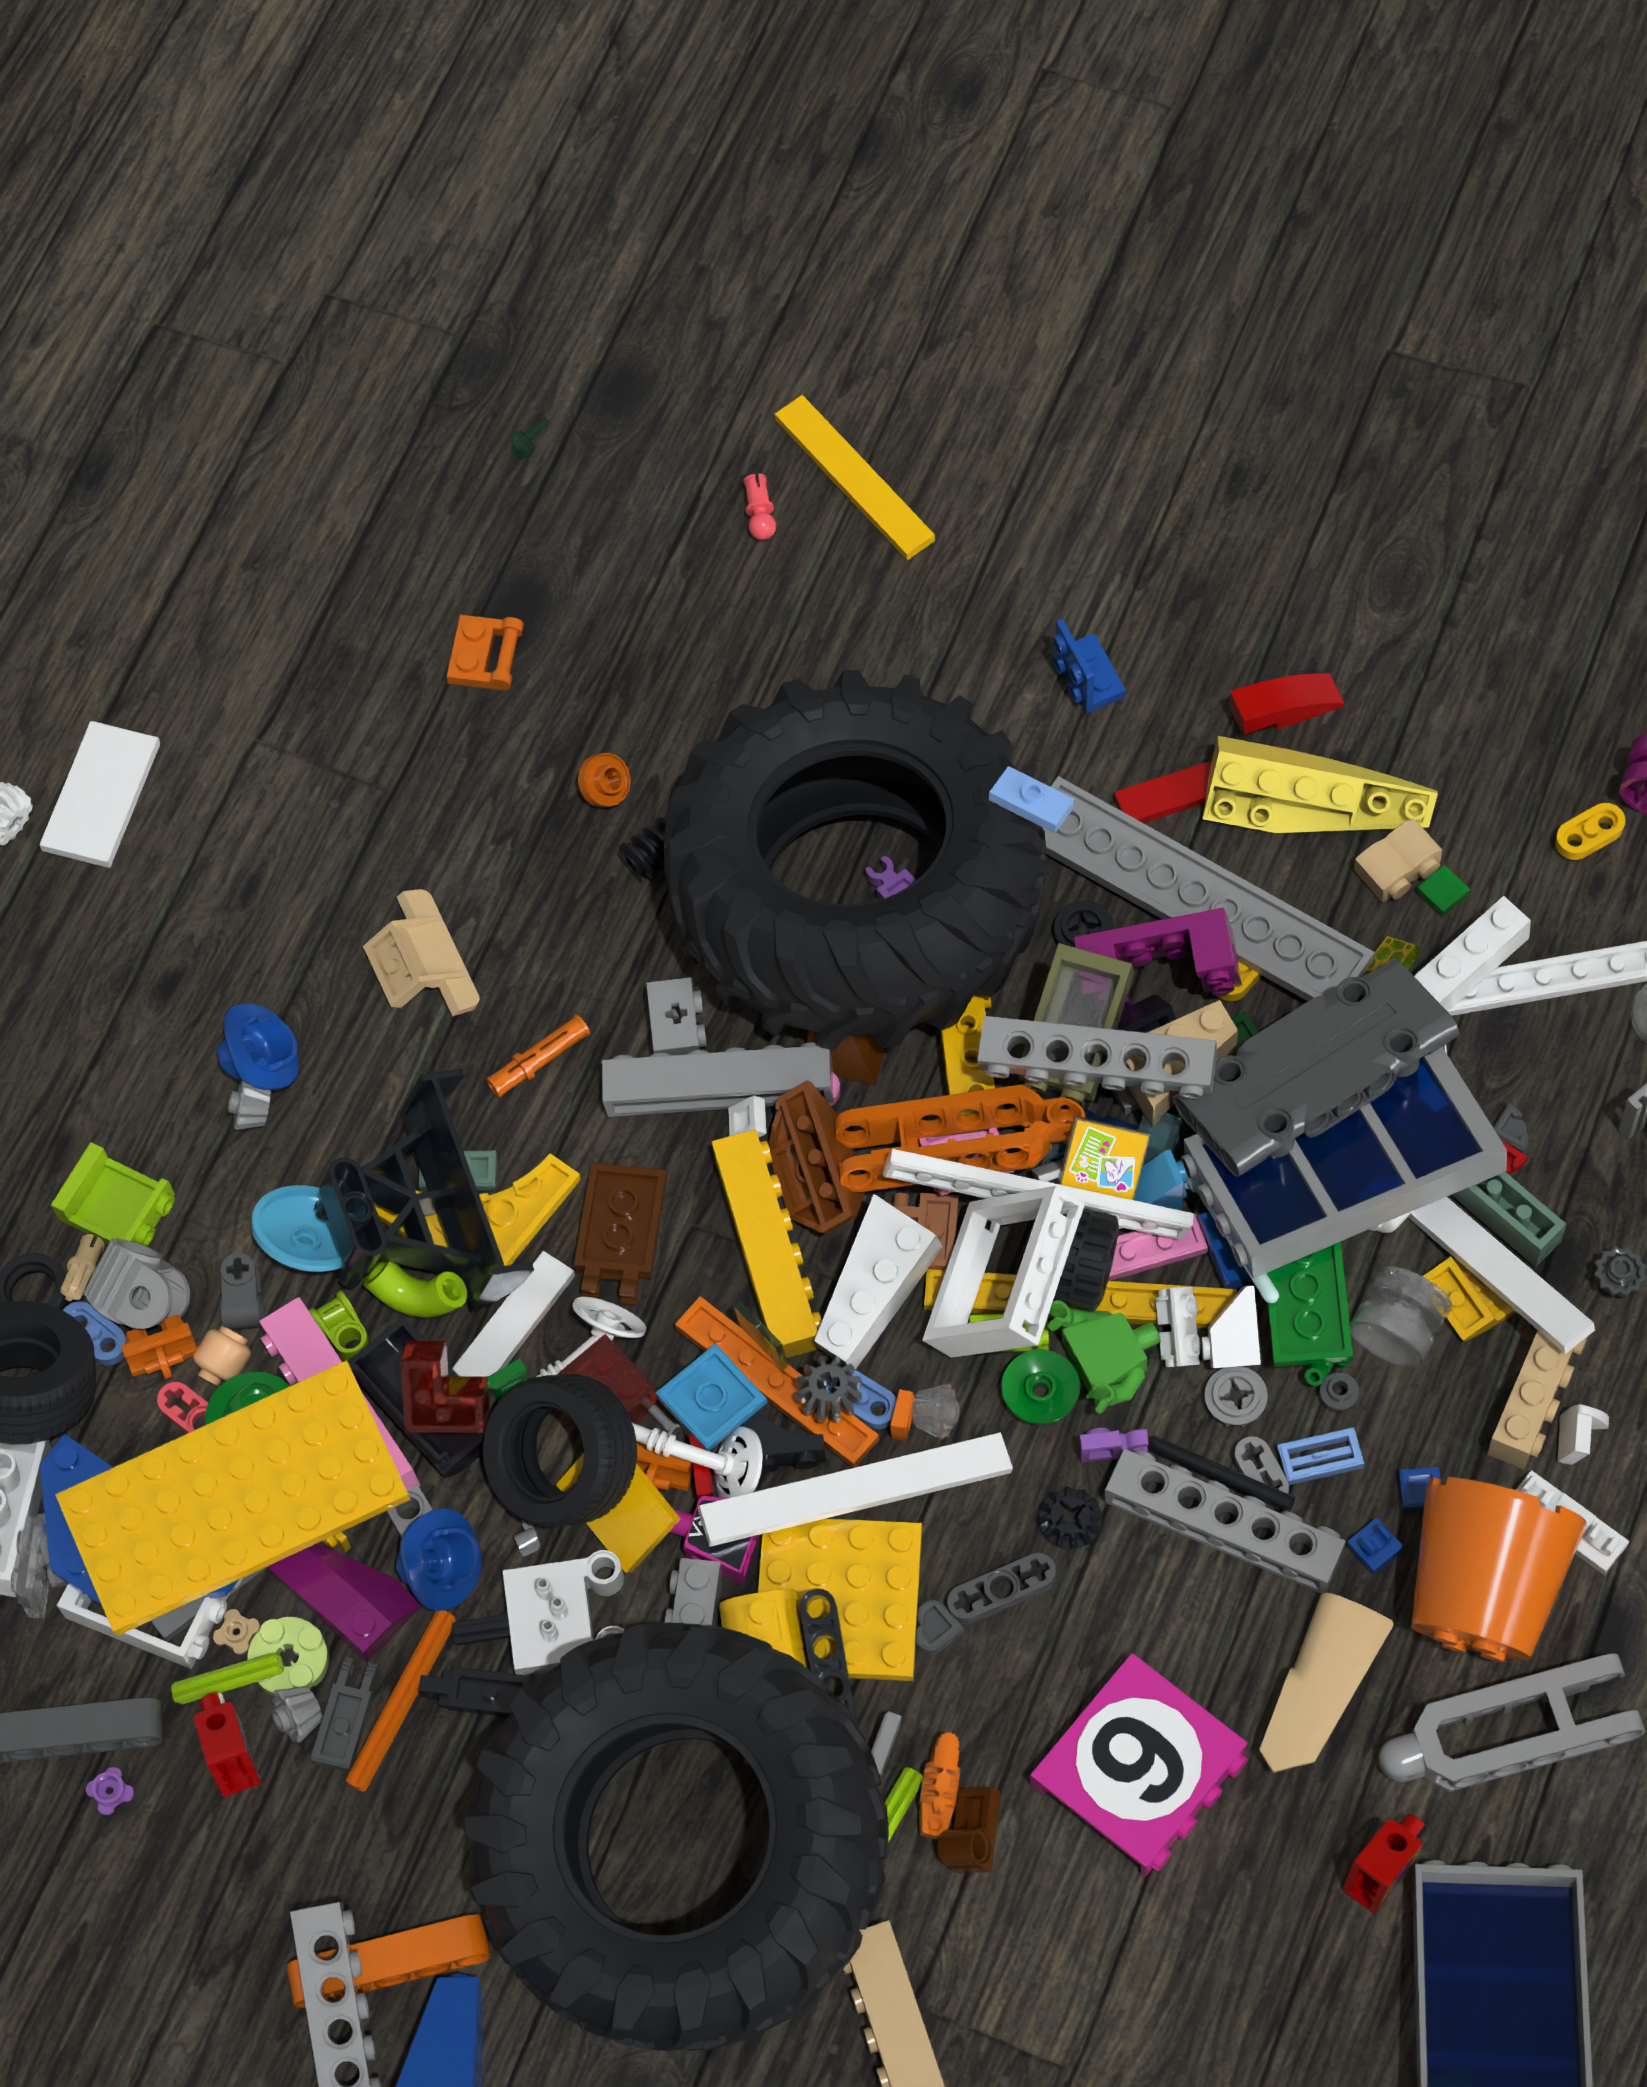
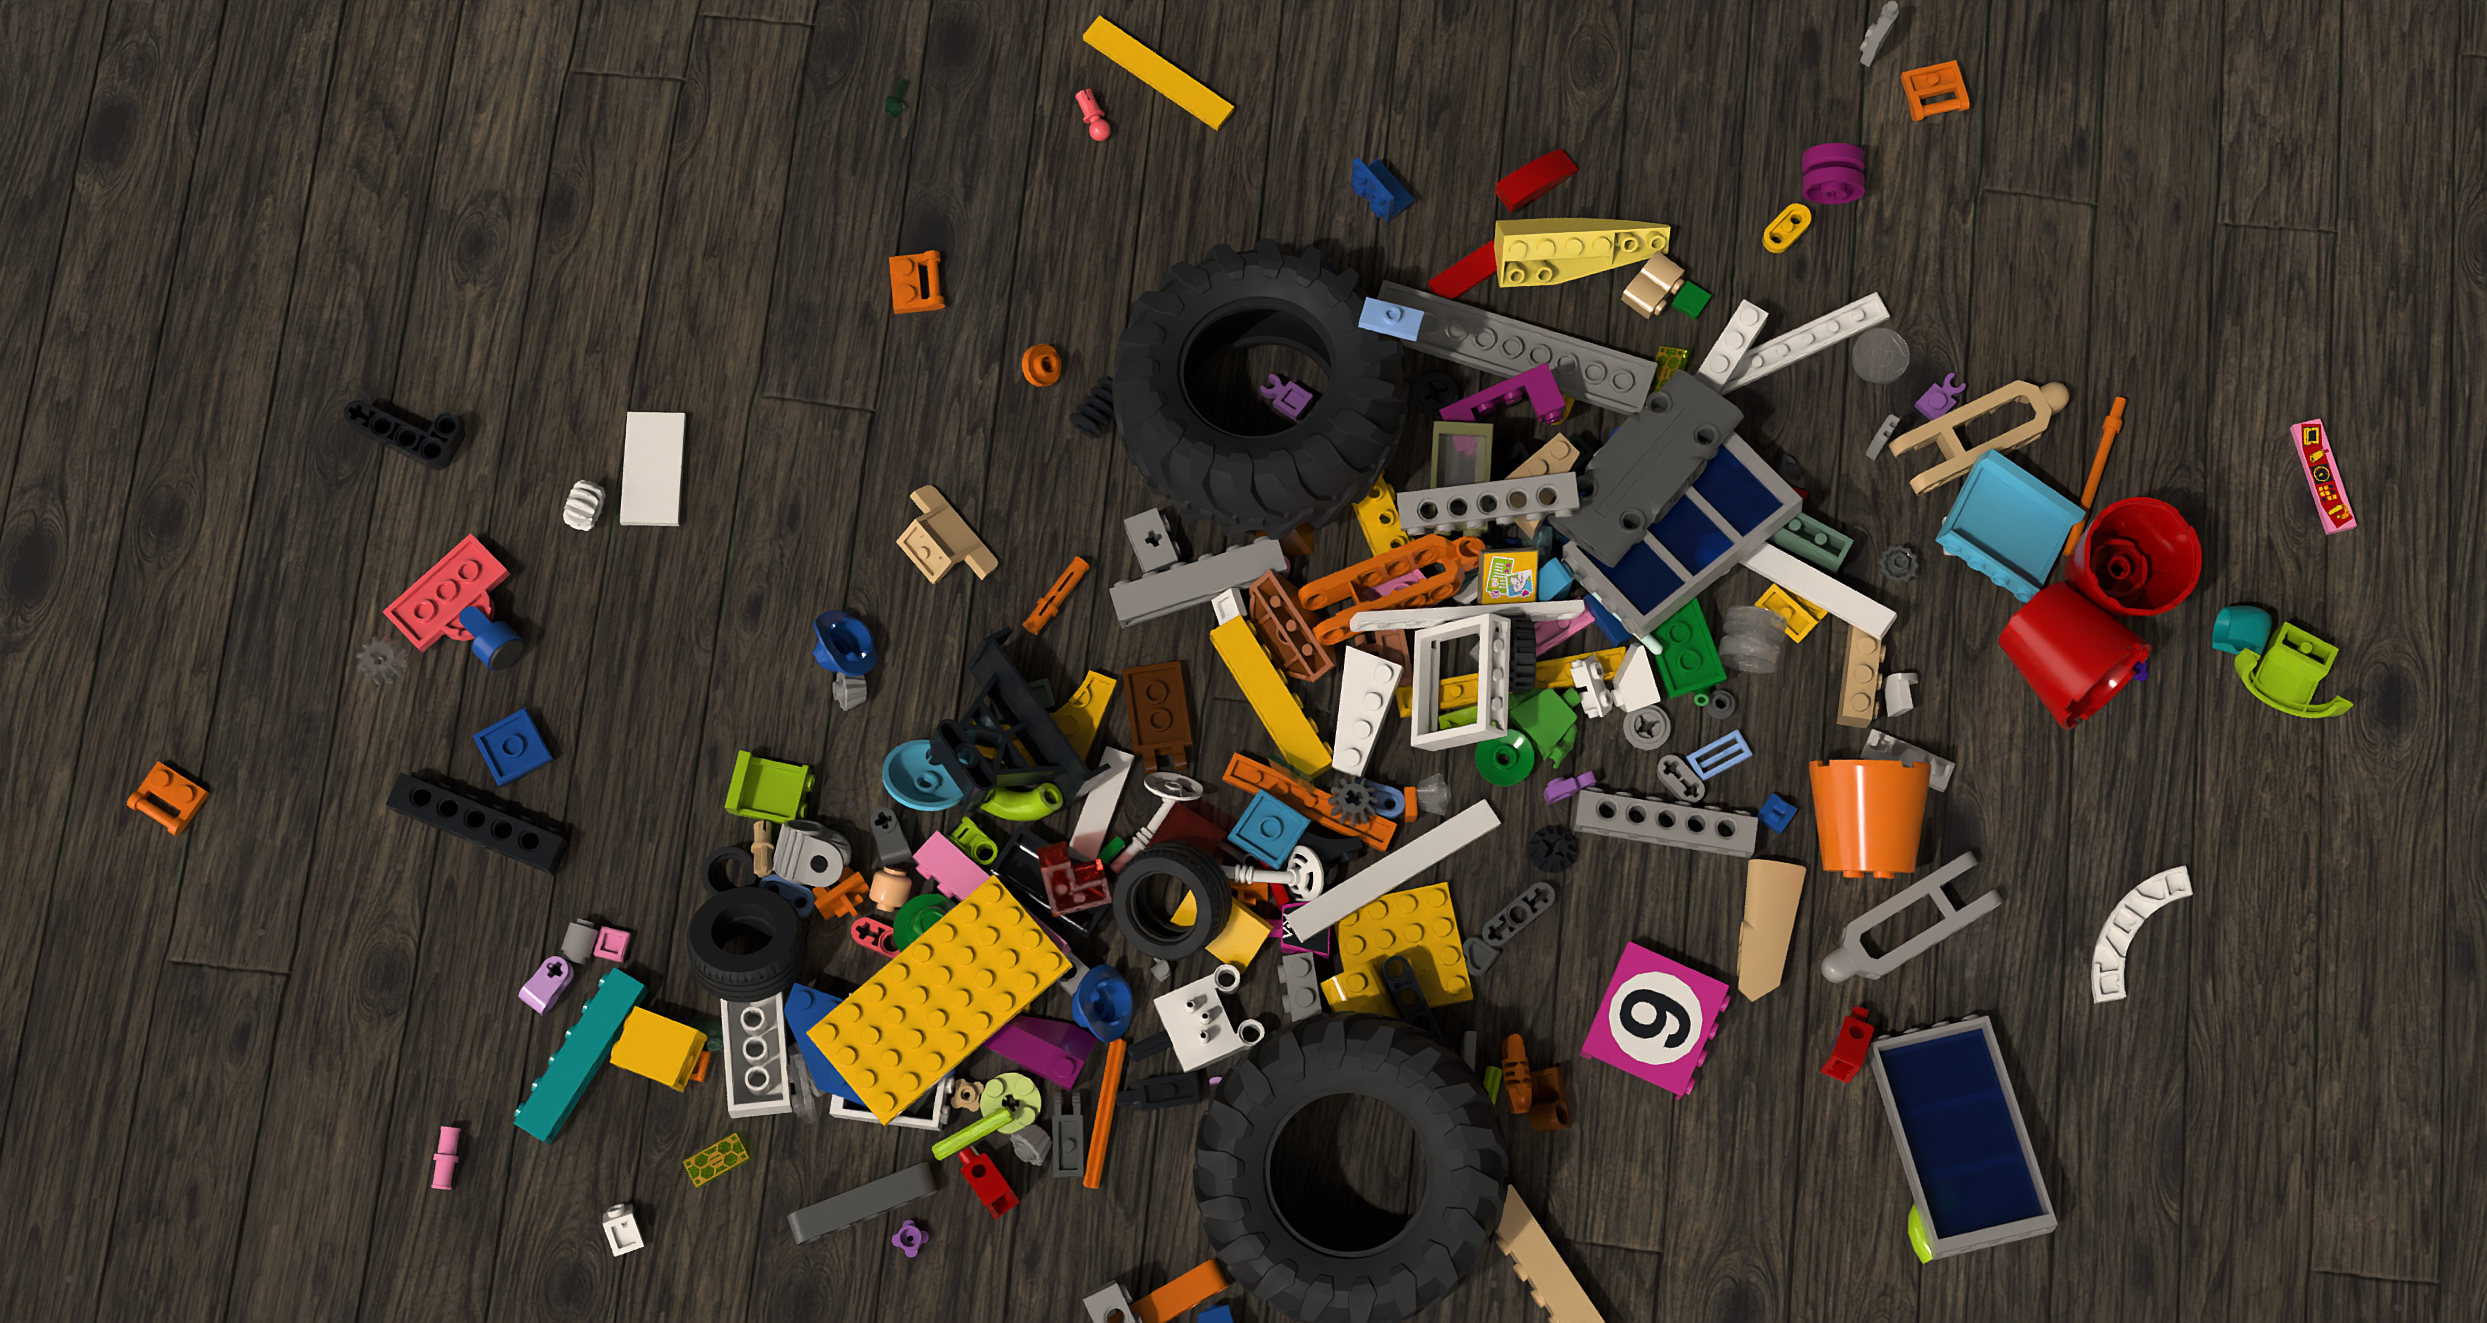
camera: 20 degrees left, 10 degrees up
(1221, 1473) = (1653, 789): black bar -> none
(1413, 1486) = (1795, 762): blue tile -> none

